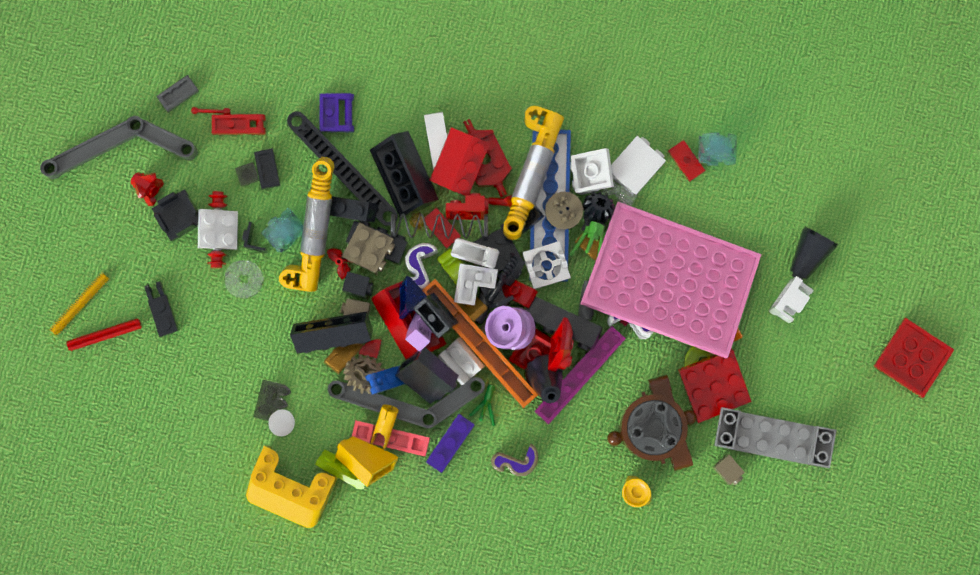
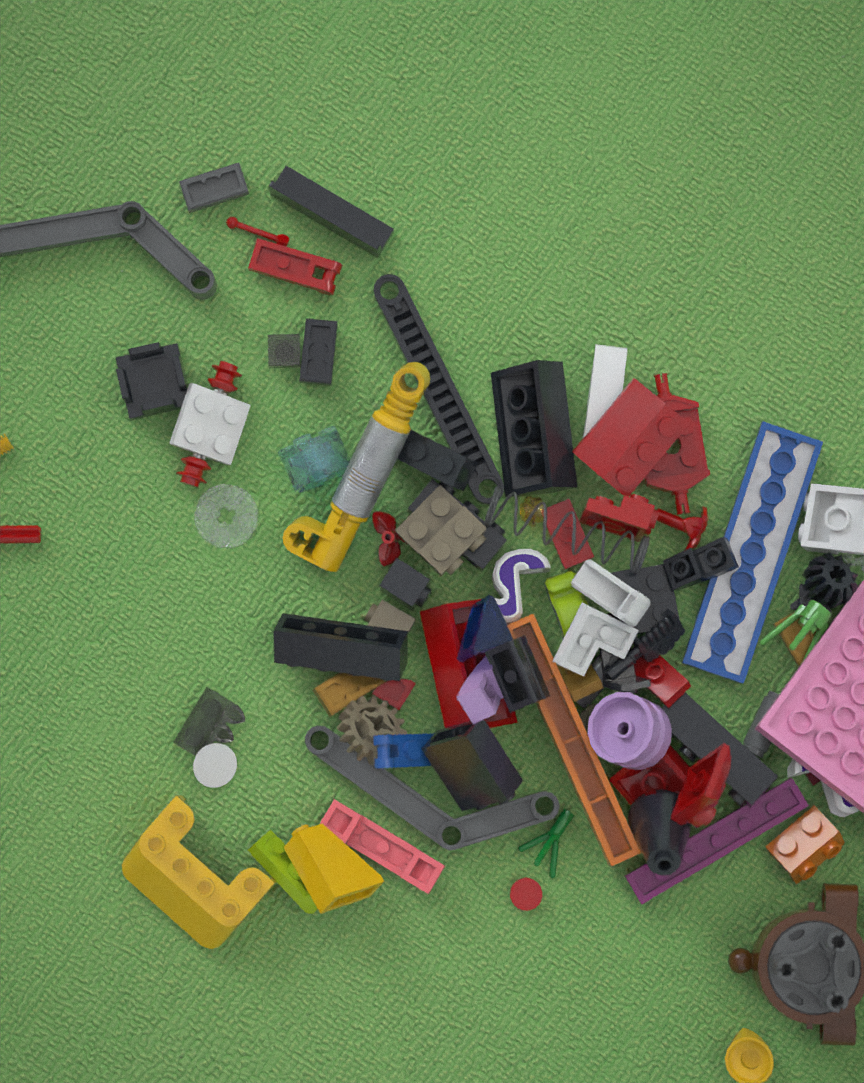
camera: 15 degrees right, 0 degrees up
(147, 186) = (119, 320): red rock -> none
(161, 311) = (80, 526): black hinge -> none
(247, 235) = (252, 452): black bracket -> none
(249, 86) = (331, 211): none -> black panel
(330, 112) = (446, 294): dark purple plate -> none
(385, 423) = (381, 819): yellow piece -> none
(450, 443) = (474, 885): dark purple brick -> none
(461, 360) = (534, 757): white bracket -> none
(481, 439) = (526, 894): none -> red tile
(516, 466) = (568, 955): animal -> none
(535, 167) = (747, 485): piece -> none
(557, 250) = (742, 627): white piece -> none
(568, 218) = (775, 583): dark tan plate -> none
(631, 361) = (806, 845): none -> orange bracket

